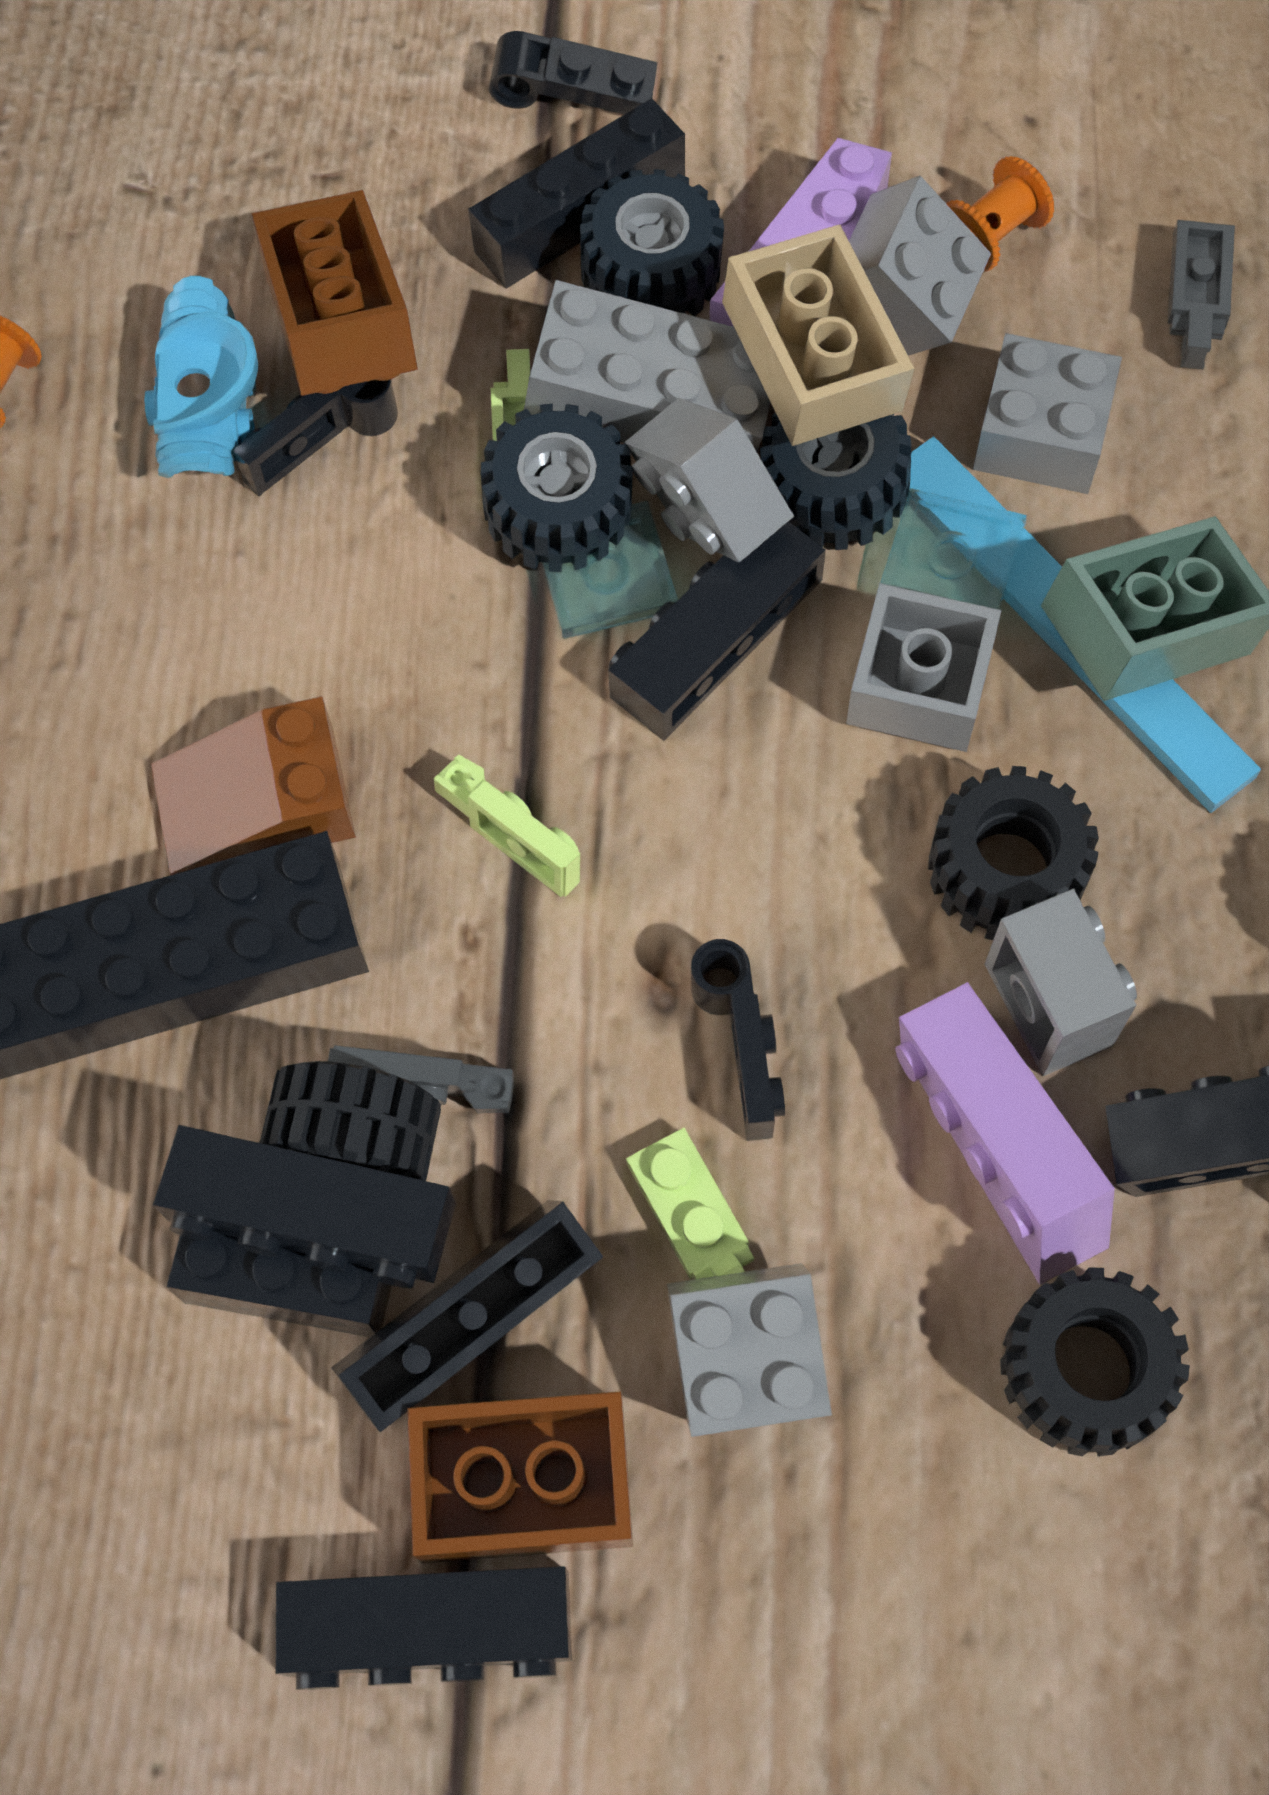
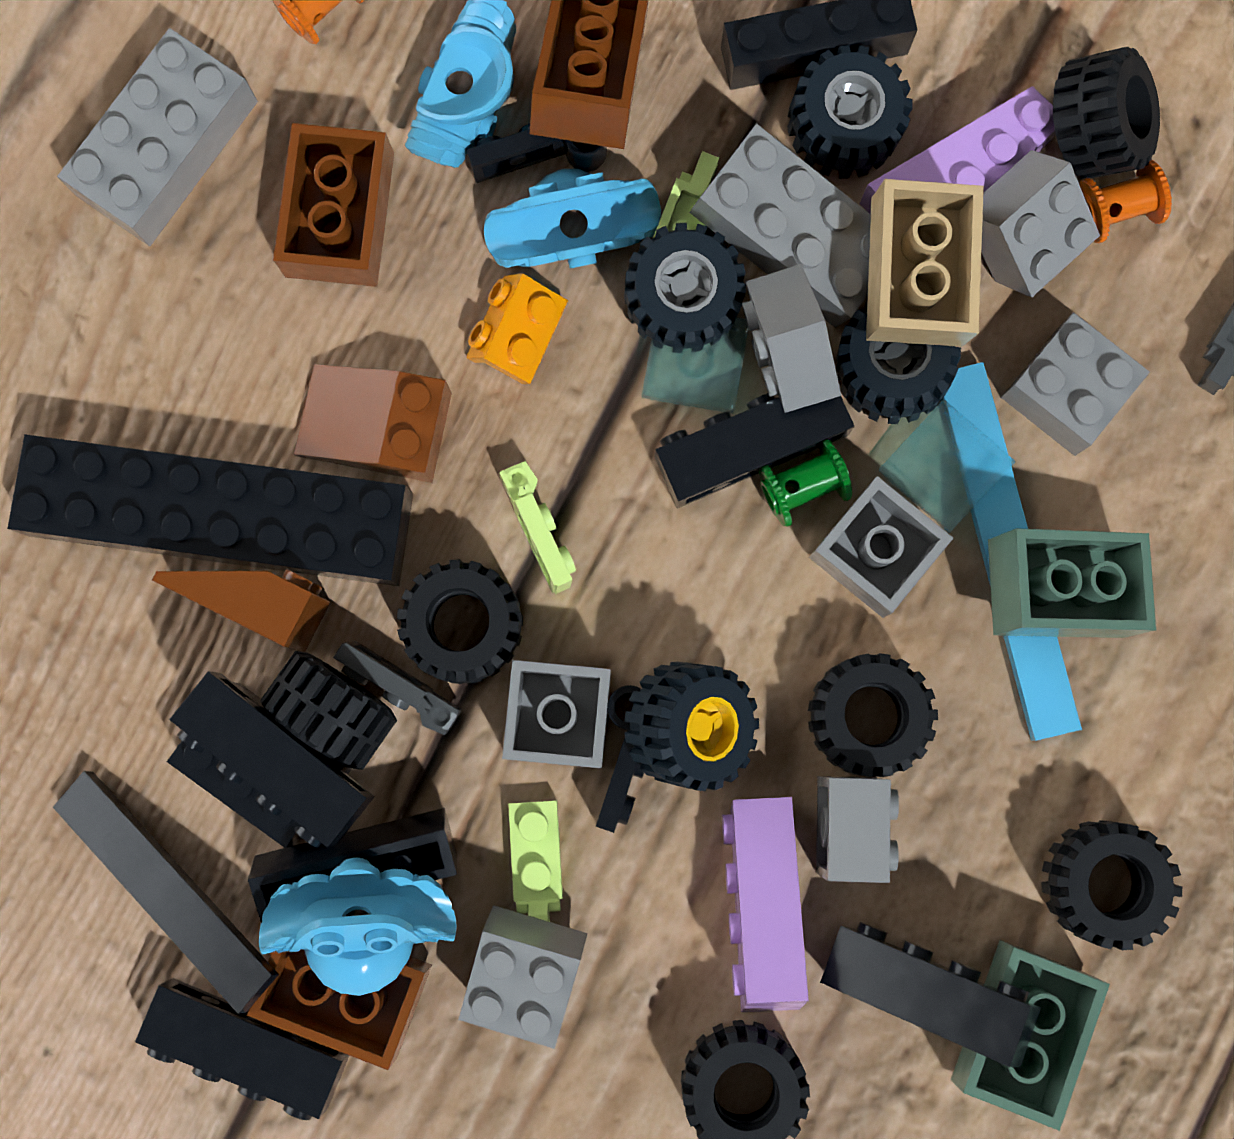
camera: 25 degrees right, 15 degrees up
(101, 574) = (334, 204): none -> dark orange brick
(192, 1046) = (272, 606): none -> dark orange slope
(236, 1457) = (166, 892): none -> black tile
(343, 504) = (530, 230): none -> medium azure piece
(378, 619) = (516, 327): none -> light orange bracket
(455, 918) = (423, 604): none -> black tyre
(502, 1363) = (361, 950): none -> medium azure piece
(637, 1016) = (557, 714): none -> light grey brick
(800, 638) = (808, 479): none -> green hose
(806, 949) = (692, 725): none -> black wheel
(932, 127) = (1106, 113): none -> black tyre

